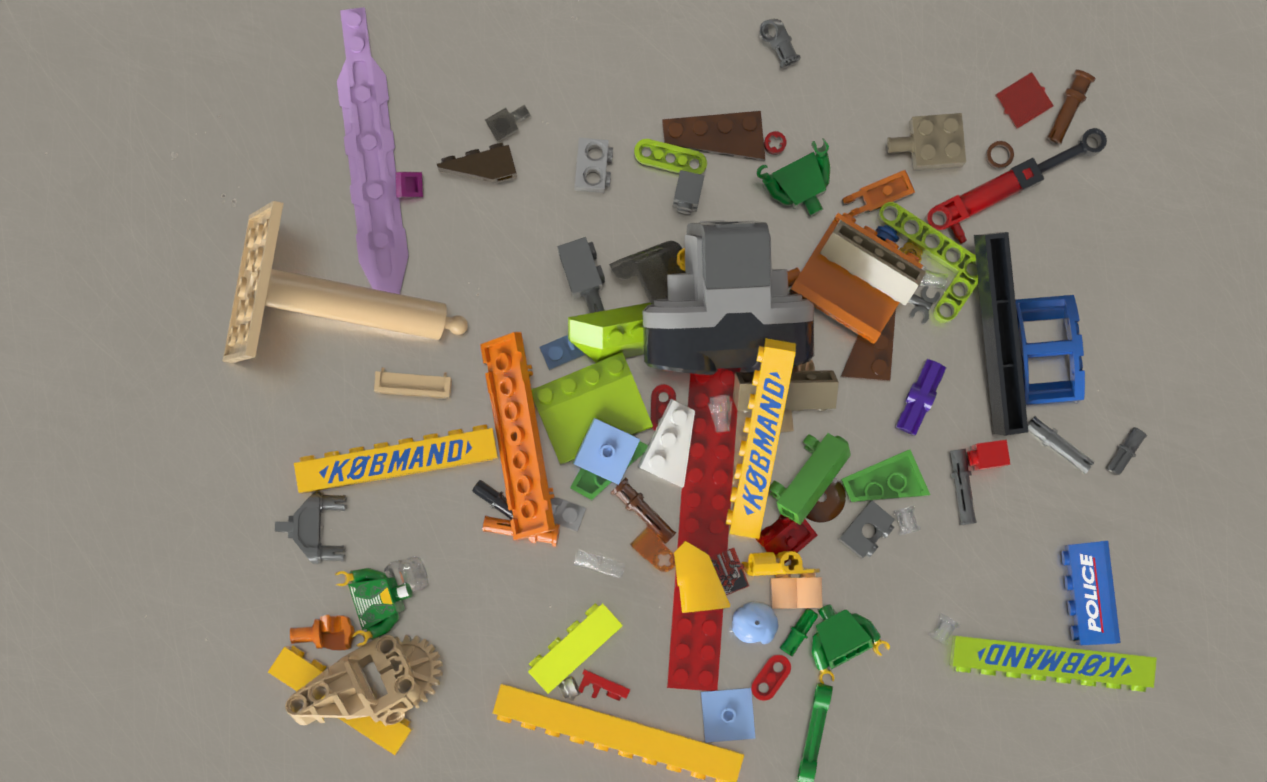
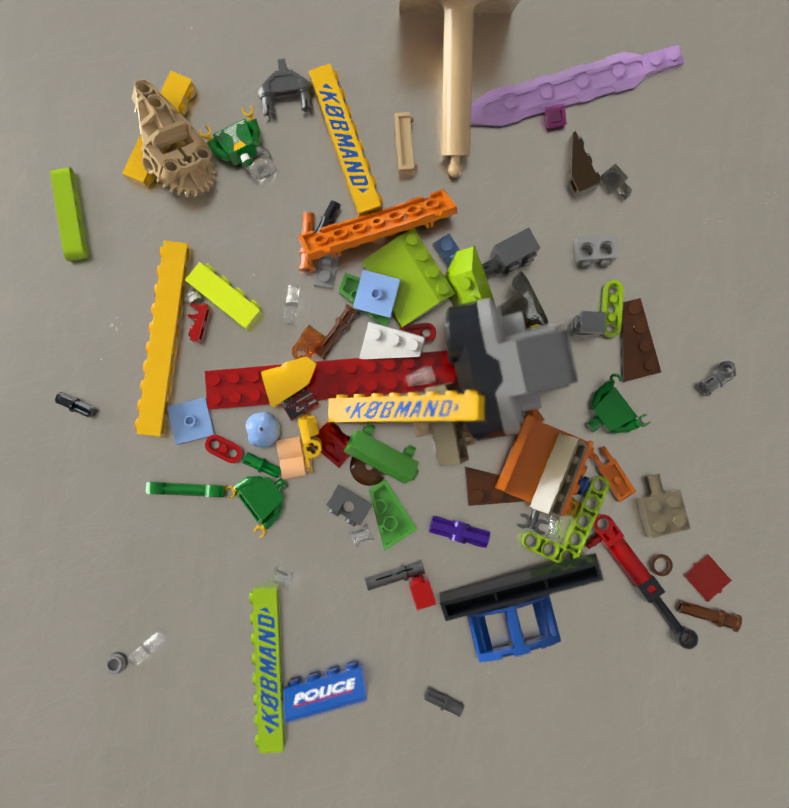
camera: 85 degrees right, 0 degrees up
(326, 632) = (208, 110): orange piece -> none
(776, 135) = (631, 387): red bush -> none
(1059, 444) = (440, 647): dark grey pin -> none

